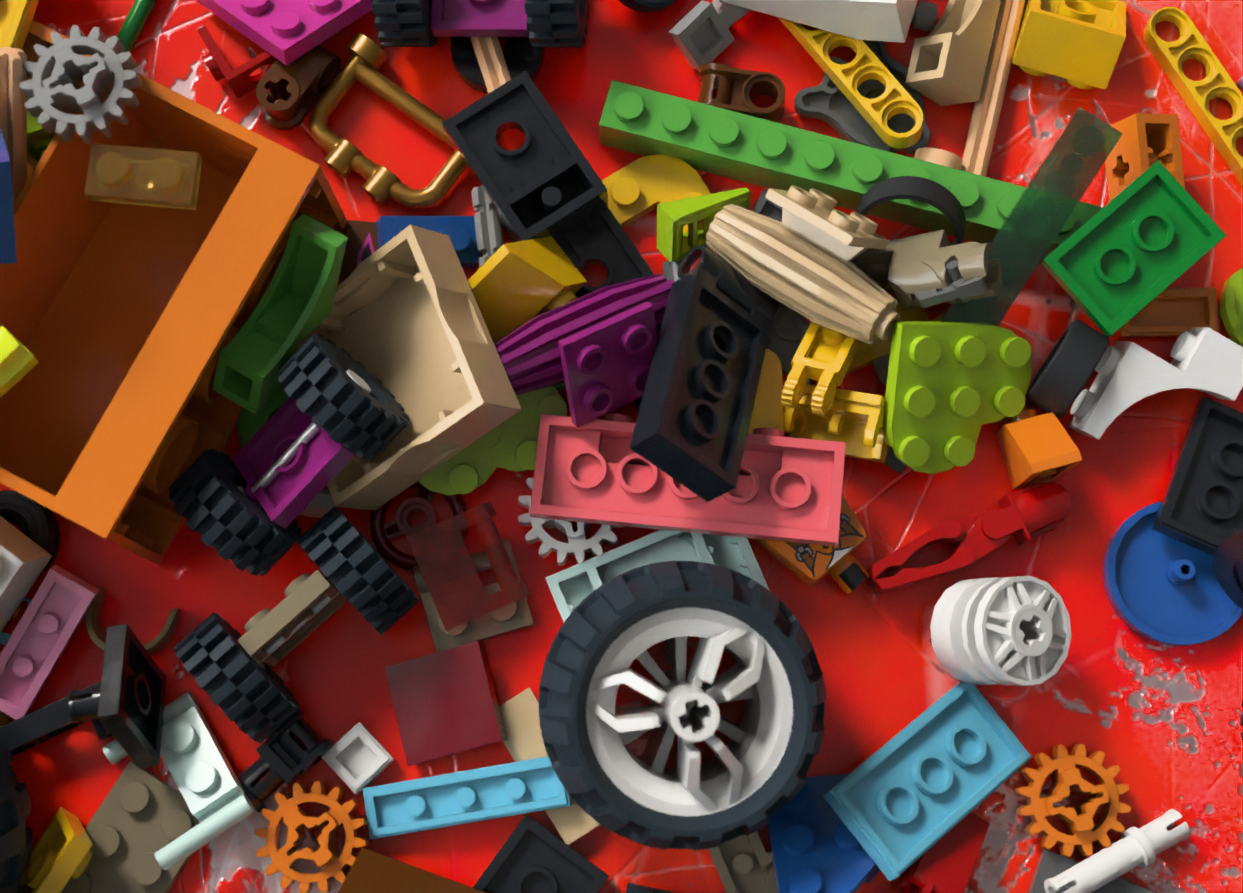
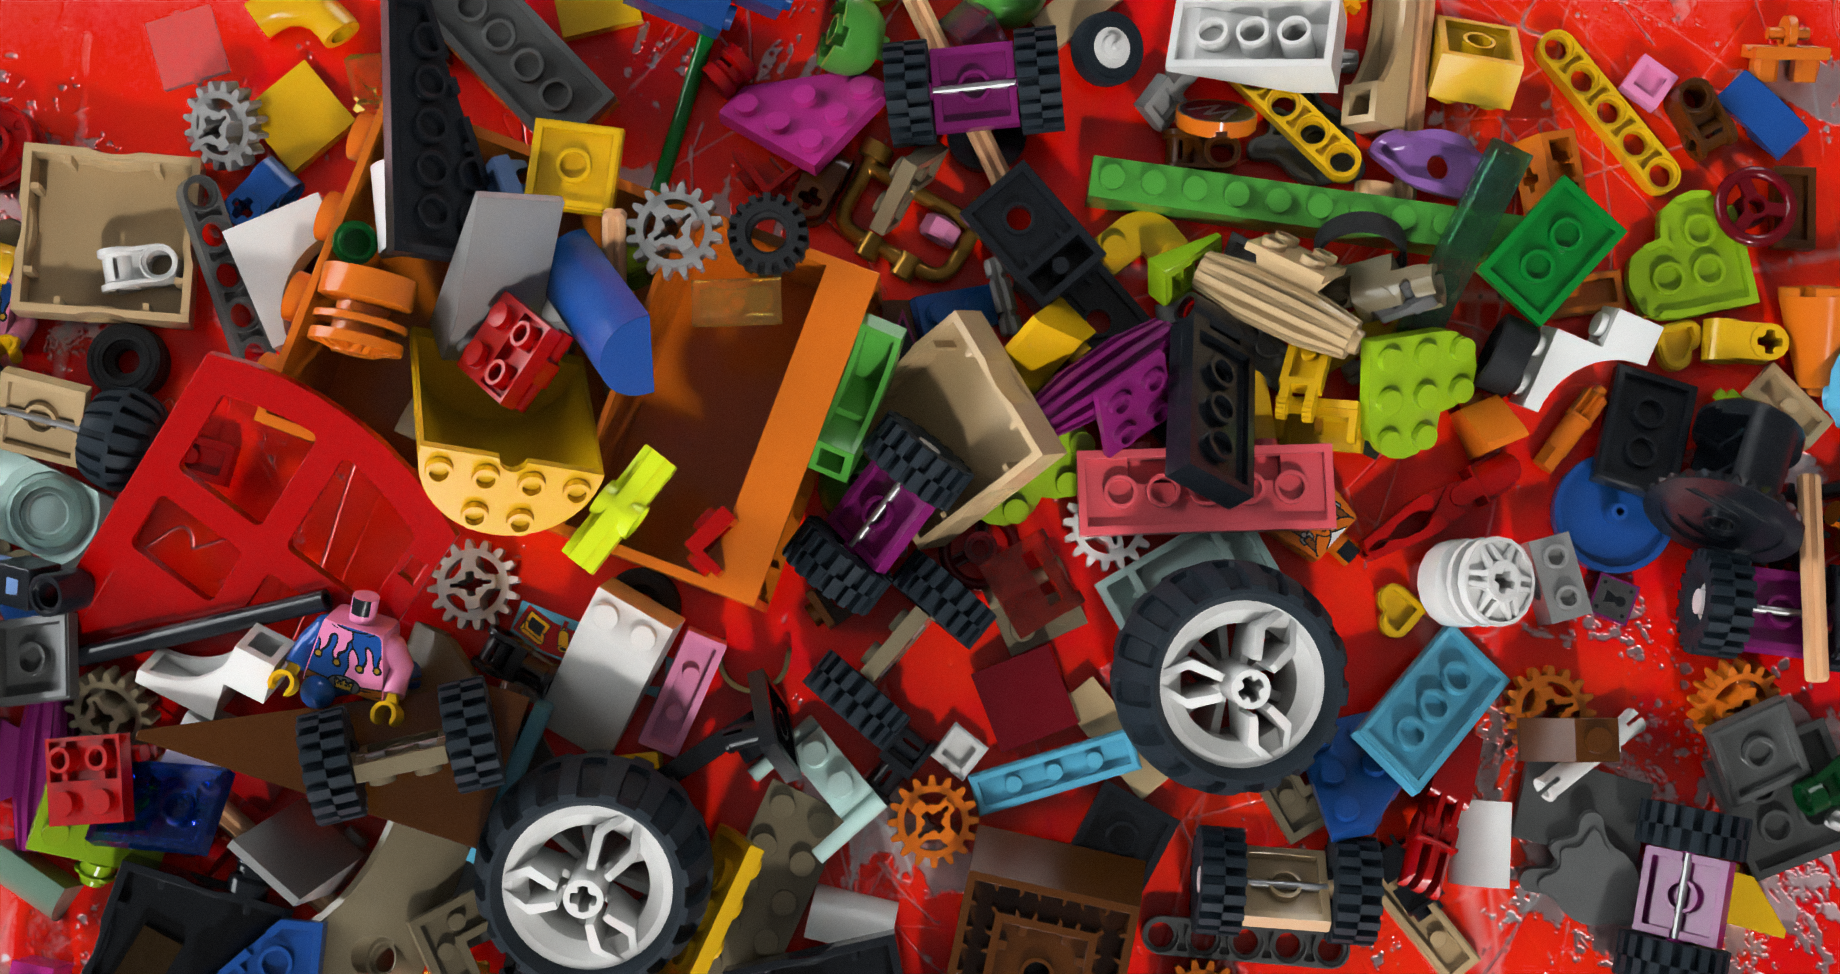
camera: 10 degrees left, 5 degrees up
(61, 441) = (710, 530): none -> red bracket
(182, 74) = (761, 209): none -> black tyre
(224, 573) = (824, 611): none -> reddish brown bracket
(393, 77) = (908, 177): none -> dark tan plate
(426, 147) = (940, 230): none -> bright pink tile
(754, 55) = (1210, 116): none -> tile
(907, 656) = (1397, 609): none -> yellow tile
(980, 124) = (1408, 152): none -> medium lavender piece
(1090, 835) = (1568, 739): none -> reddish brown slope
(1100, 641) = (1558, 580): none -> light grey brick
(1141, 462) = (1571, 427): none -> orange piece
(1165, 675) = (1612, 598): none -> tile

